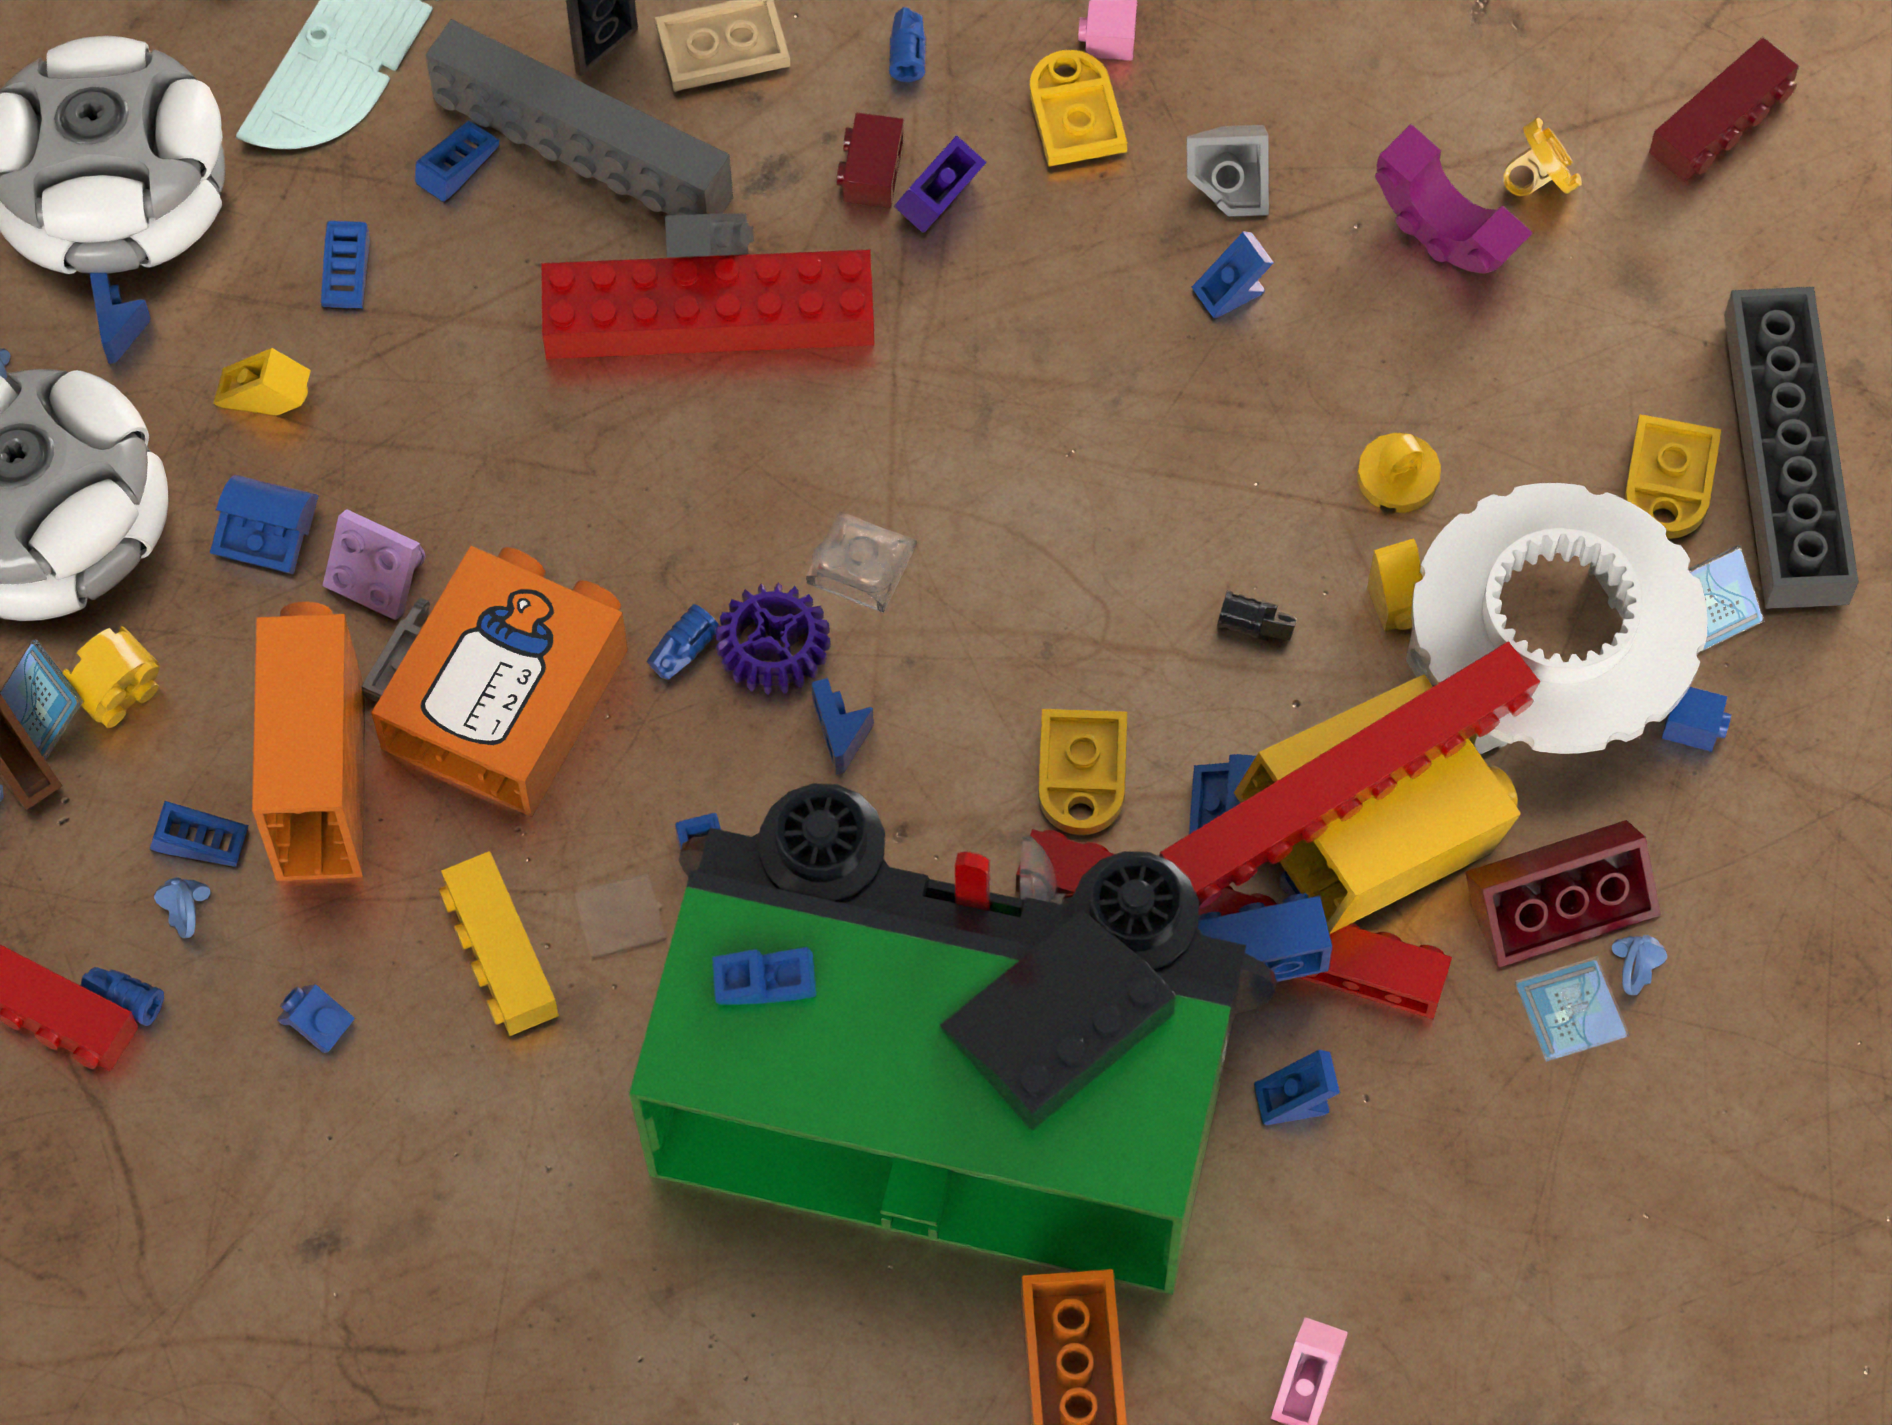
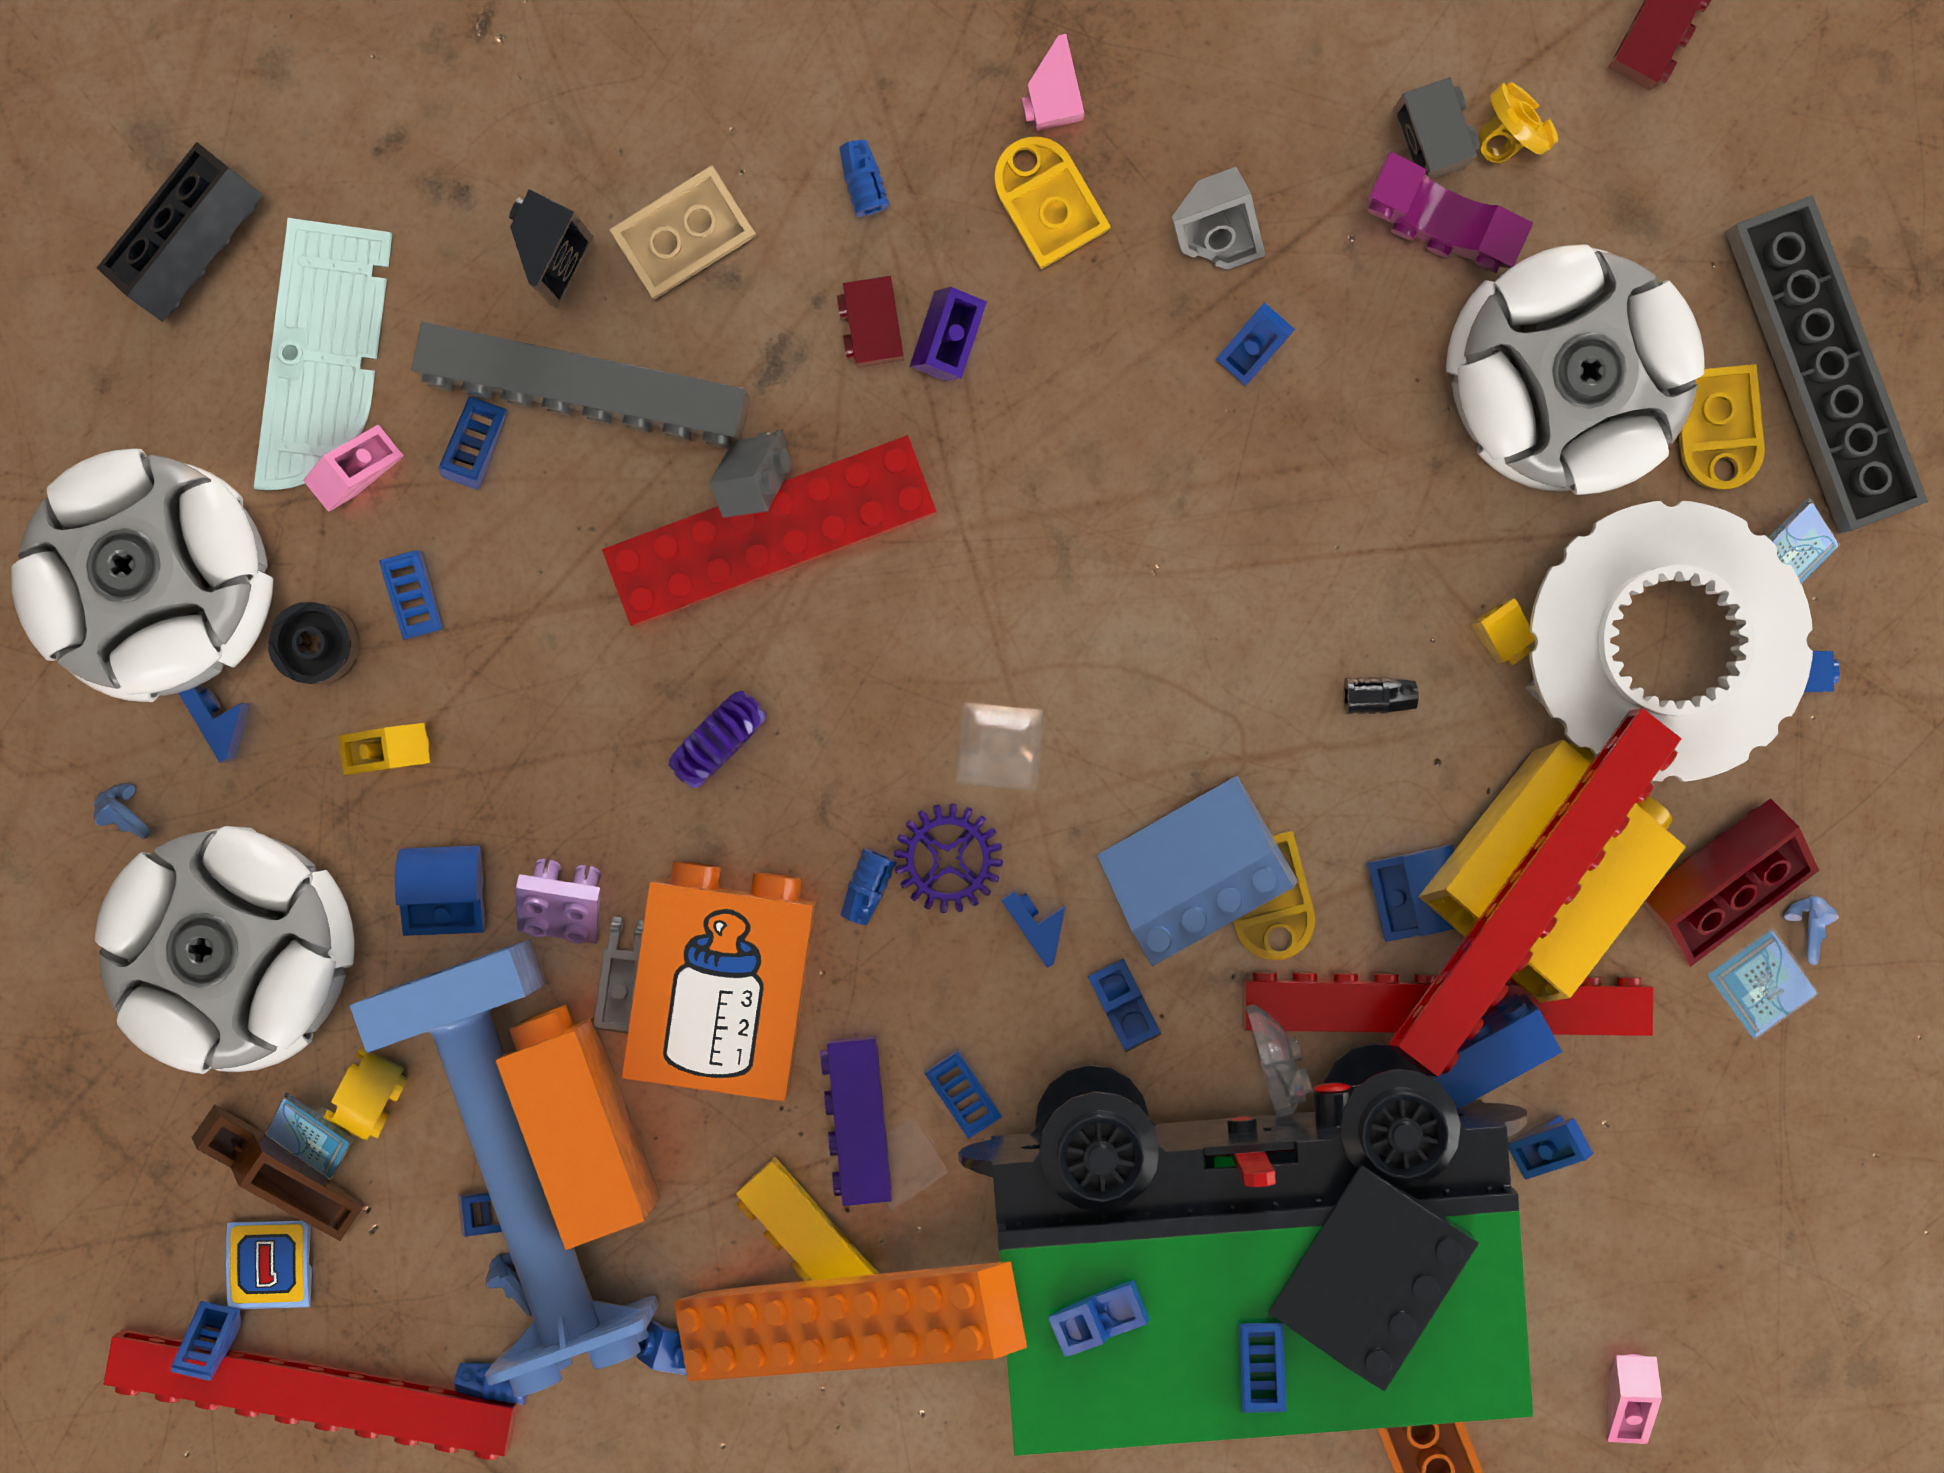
camera: 20 degrees left, 25 degrees up
(205, 596) = (457, 1013): none -> medium blue piece
(235, 272) = (291, 635): none -> black brick
(333, 142) = (352, 467): none -> bright pink slope
(509, 967) = (852, 1323): none -> orange brick
(586, 458) = (717, 739): none -> dark purple gear
(591, 852) = (858, 1121): none -> dark purple brick
(903, 826) = (1124, 1005): none -> blue slope
(907, 1107) = (1261, 1330): none -> blue slope
(1018, 719) = (1196, 870): none -> medium blue slope
(1399, 472) = (1466, 498): yellow tile -> none
(1466, 137) = (1436, 128): none -> dark grey brick
(1535, 363) = (1607, 374): none -> piece

